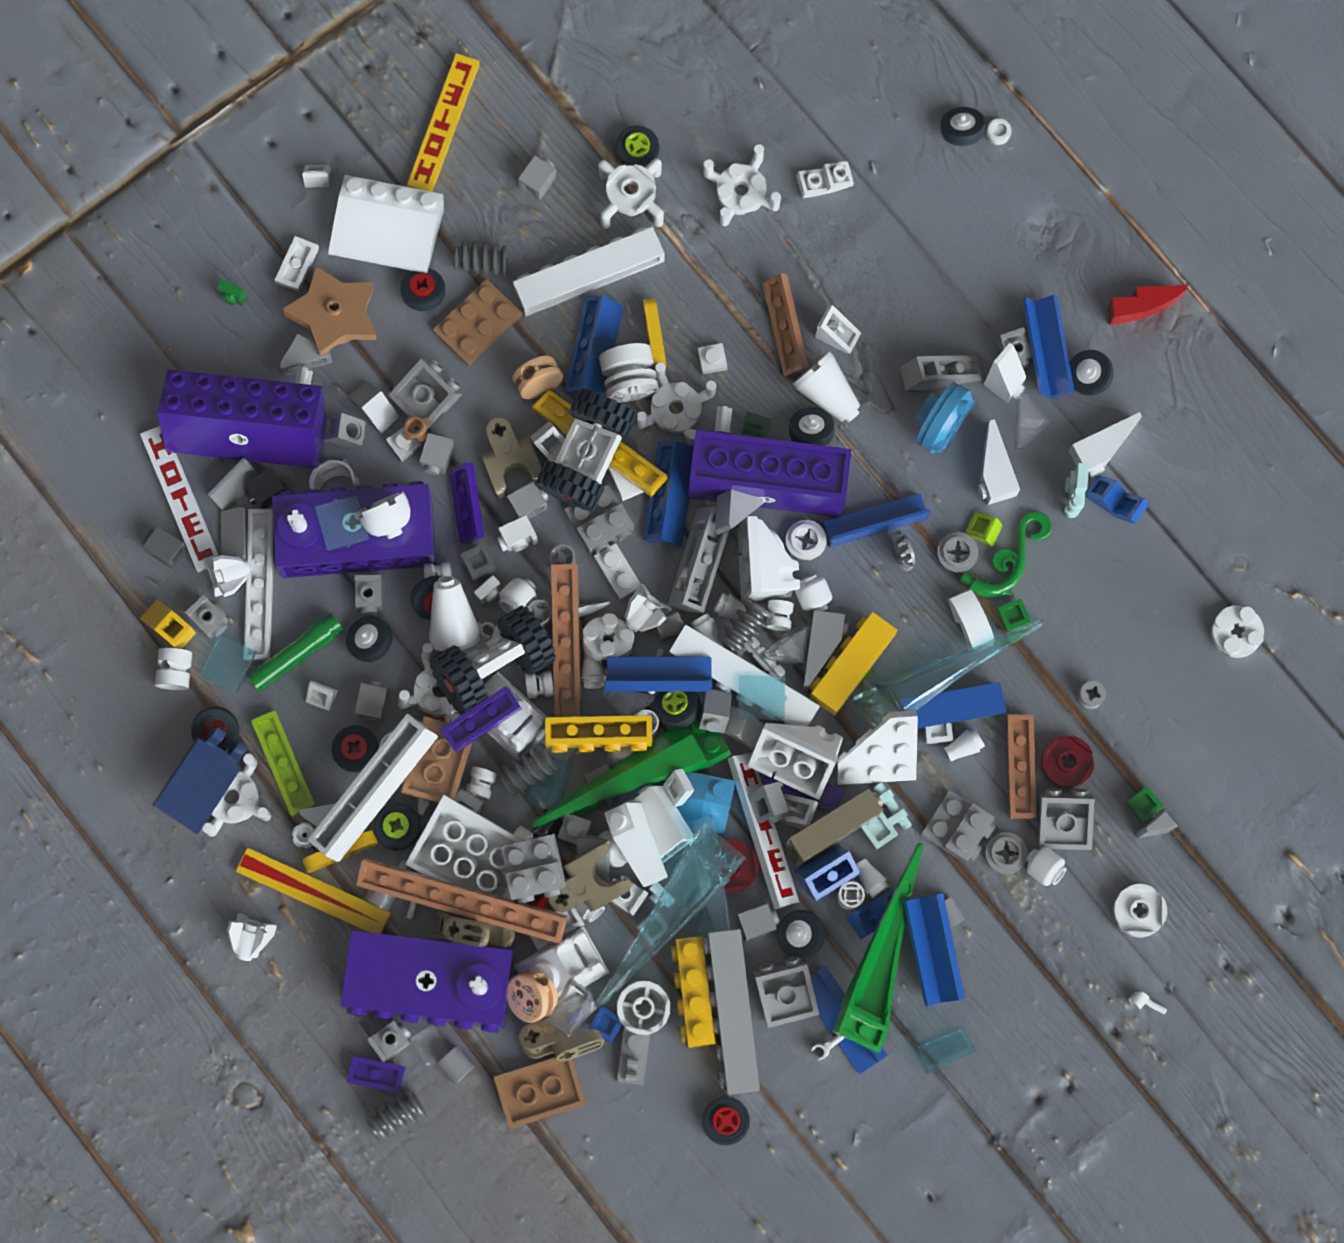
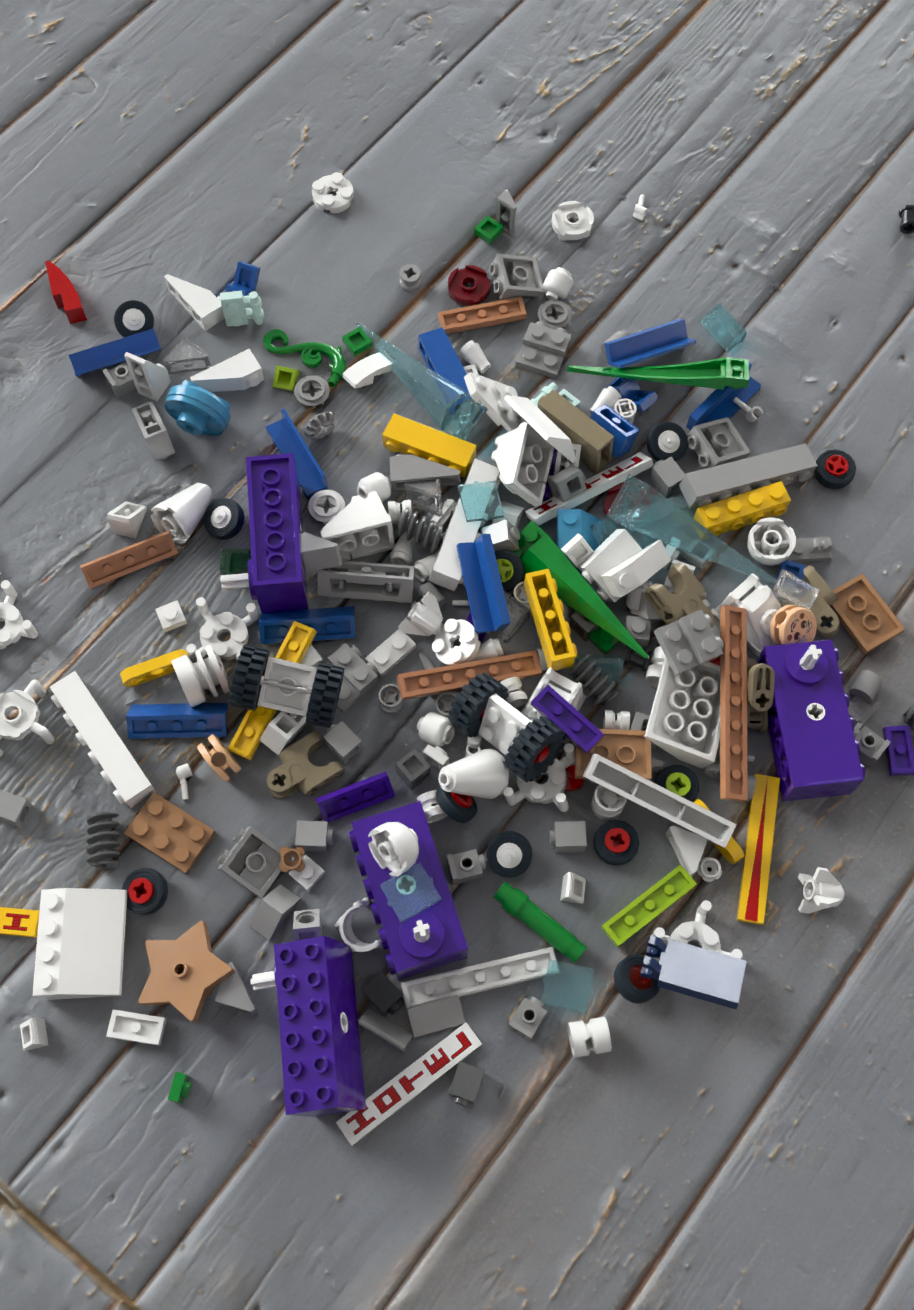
camera: 100 degrees left, 10 degrees down
(168, 625) = (546, 1056): yellow slope -> none
(226, 573) = (479, 1007): white brick -> none
(517, 535) = (376, 744): white brick -> none
(535, 343) = (184, 772): none -> white hand
(833, 778) = (542, 425): none -> white slope

